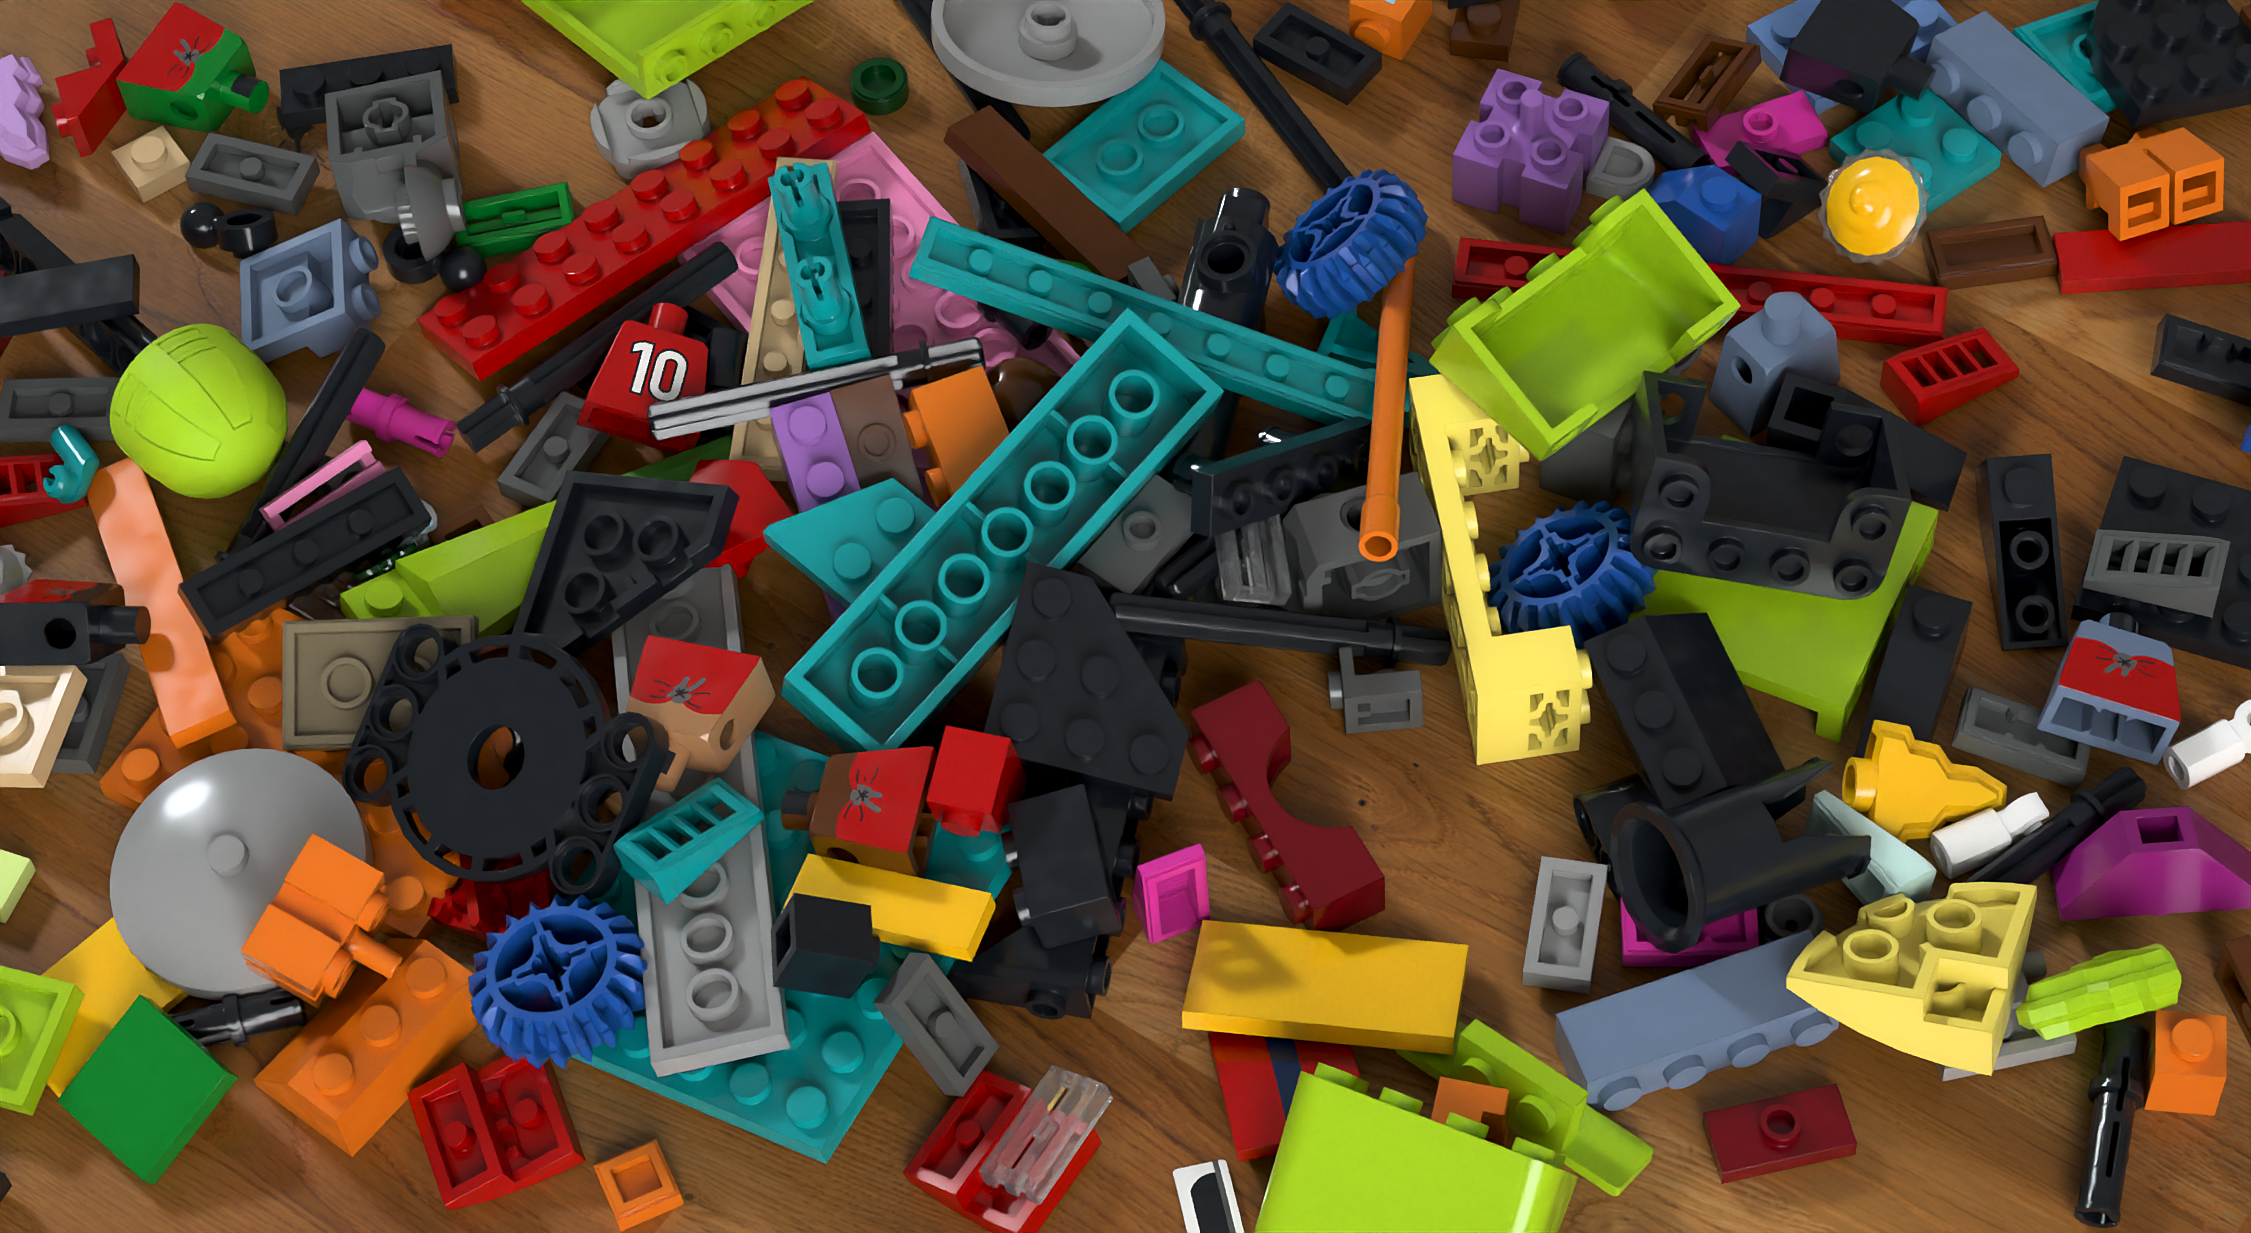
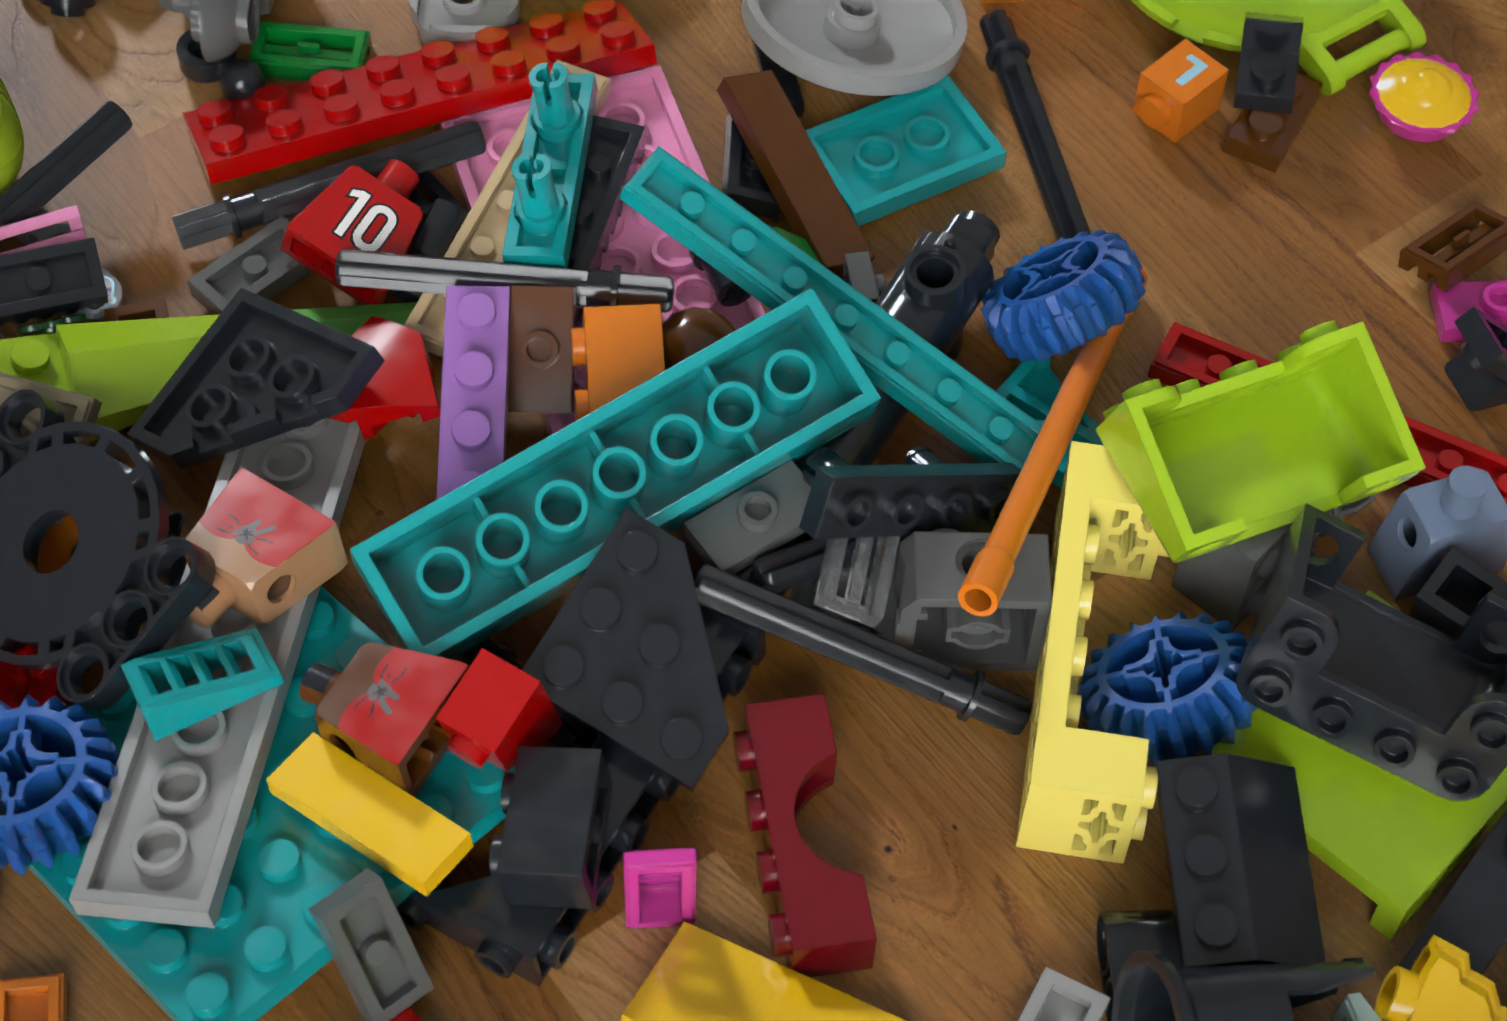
camera: 10 degrees right, 0 degrees up
(308, 292) = (95, 60): sand blue plate -> none
(396, 420) = (124, 197): dark pink pin -> none
(823, 946) = (282, 835): black brick -> none
(850, 538) = (473, 430): teal wing -> none
(879, 86) = (684, 28): dark green tile -> none
(1317, 53) = (1097, 113): black plate -> none
(1375, 700) = (935, 751): dark grey bracket -> none
(1529, 151) = (1268, 260): medium lavender brick -> none
(1620, 170) = (1350, 301): light grey tile -> none
(1631, 115) = (1365, 241): black pin -> none
(1710, 211) = (1424, 367): blue slope -> none

